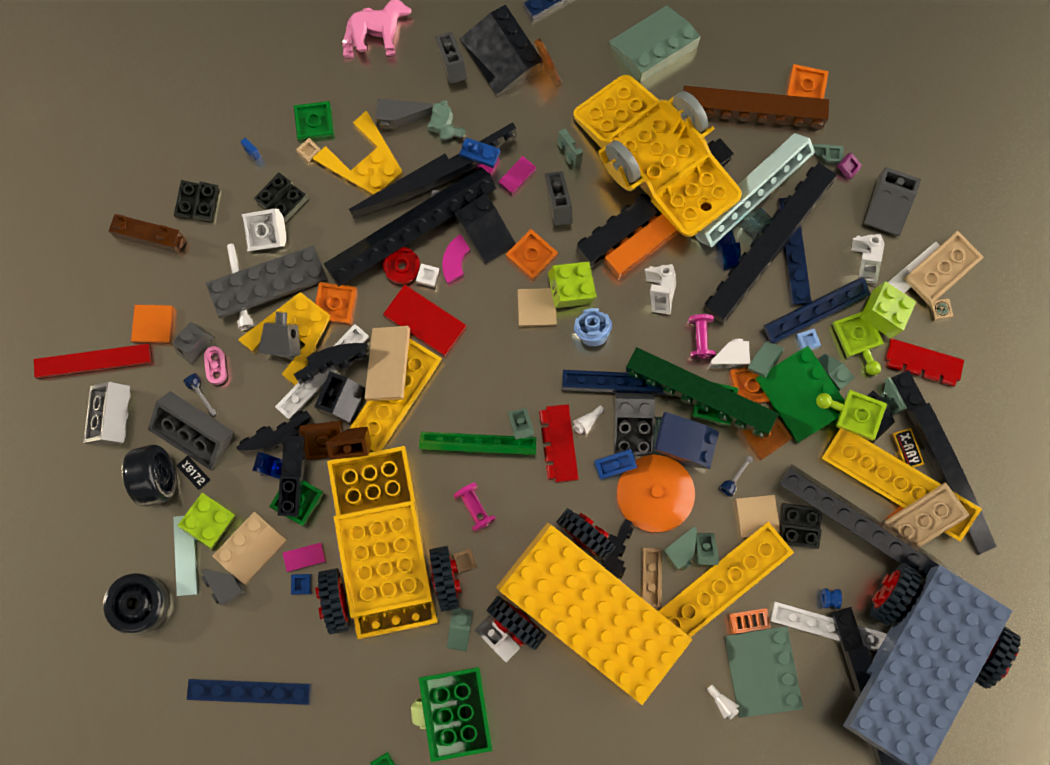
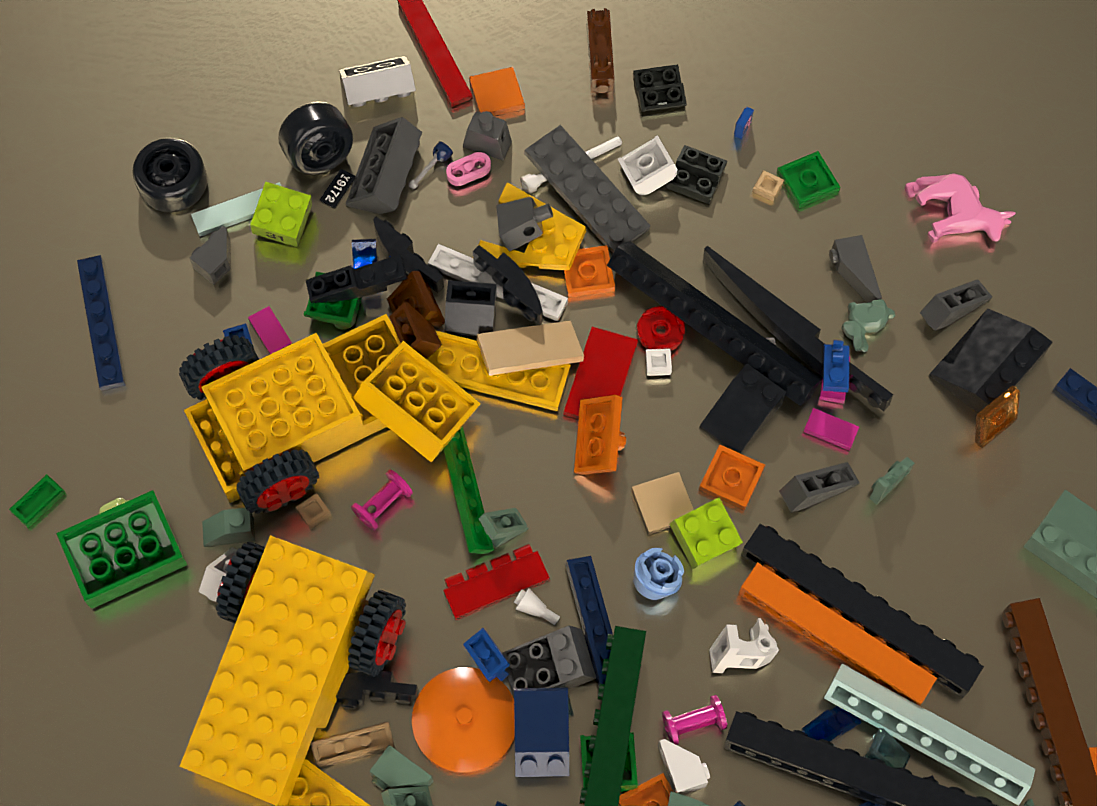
camera: 75 degrees right, 10 degrees down
(249, 548) = (265, 269): tan slope -> none
(375, 170) = (774, 265): yellow wing -> none
(411, 457) = (416, 401): none -> yellow slope
(453, 259) = (691, 386): dark pink tile -> none
(476, 334) = (599, 435): none -> orange plate
(660, 150) = (926, 588): yellow piece -> none

